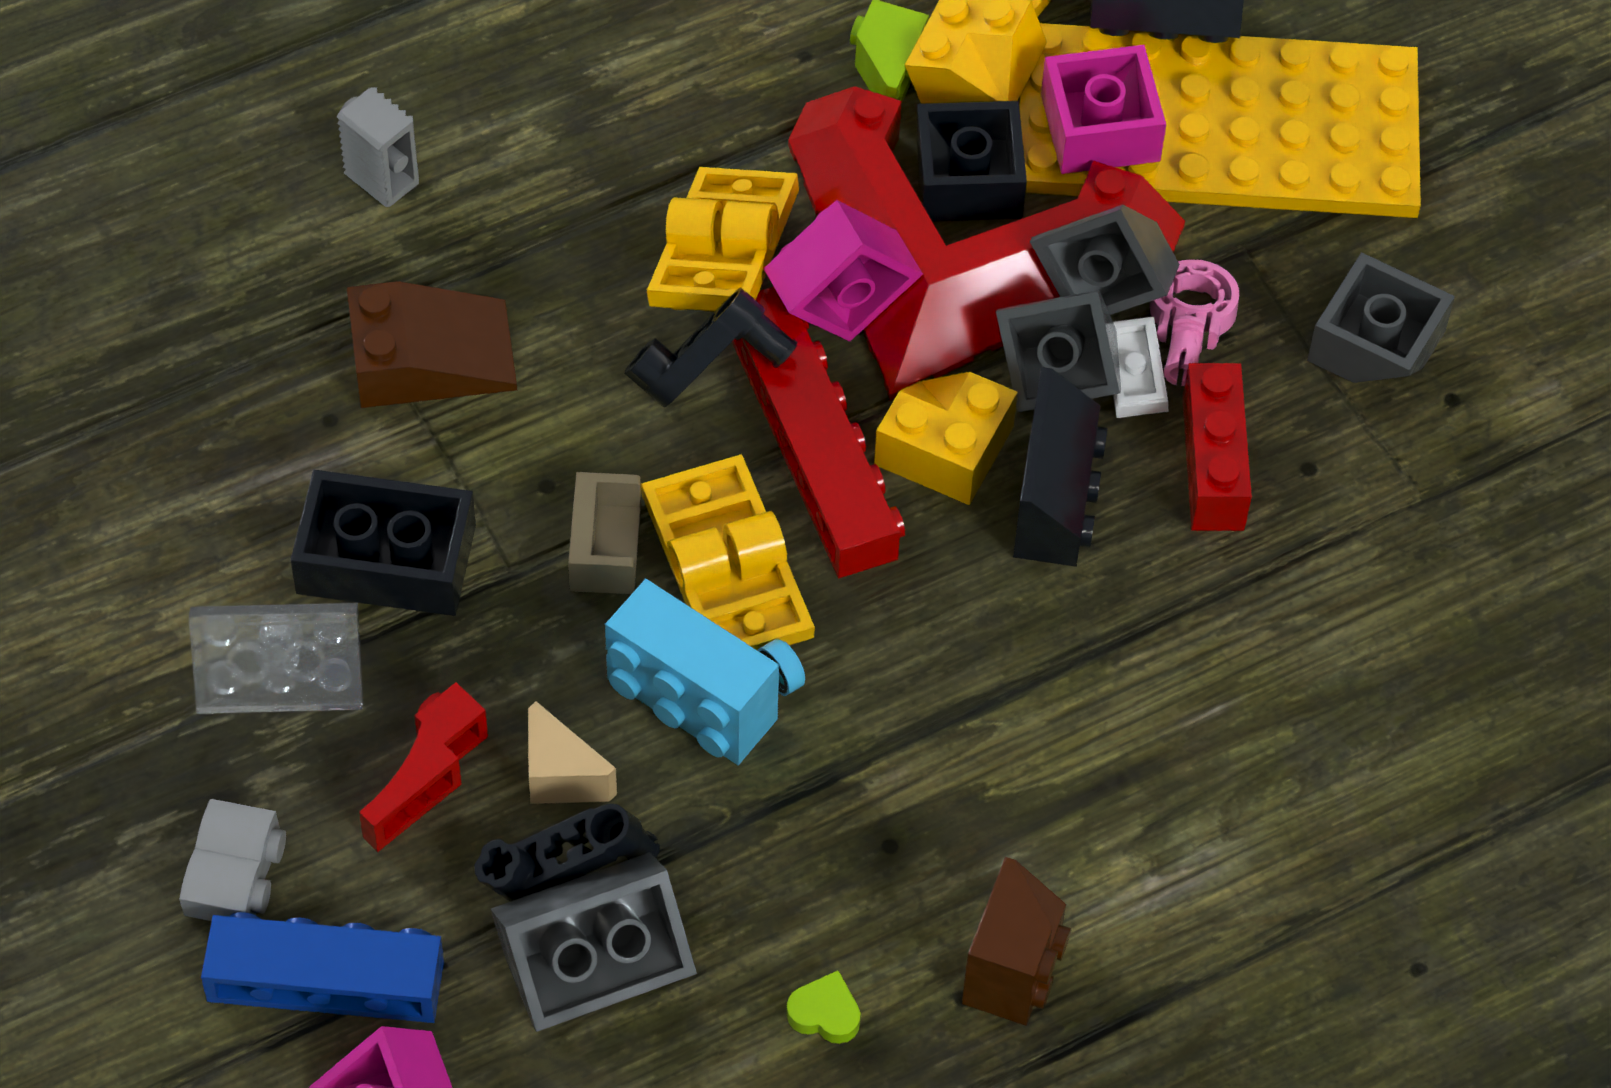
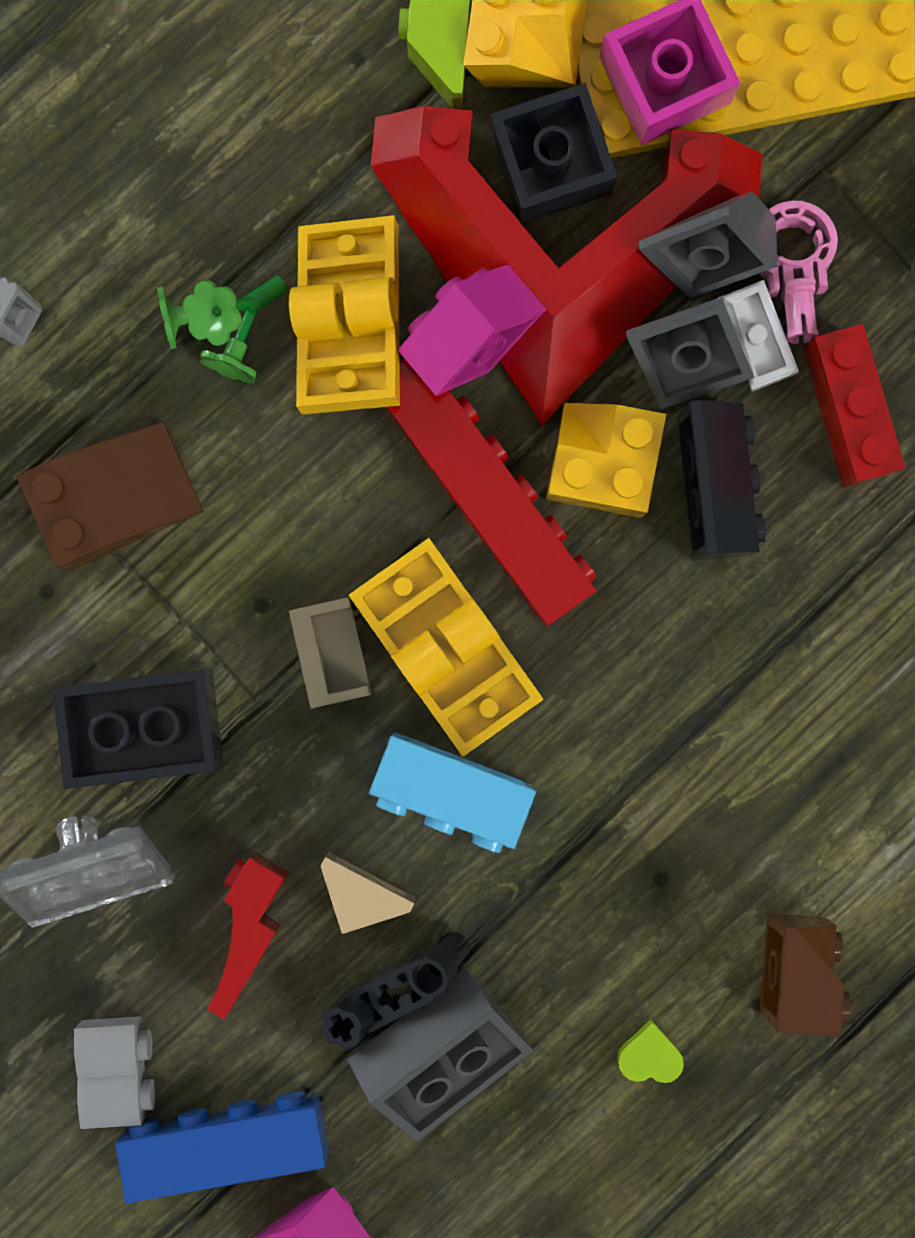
camera: 15 degrees left, 30 degrees up
(589, 192) = (214, 315): none -> bright green plant
(668, 374) = (368, 445): black beam -> none
(790, 668) = (525, 744): medium azure tile -> none

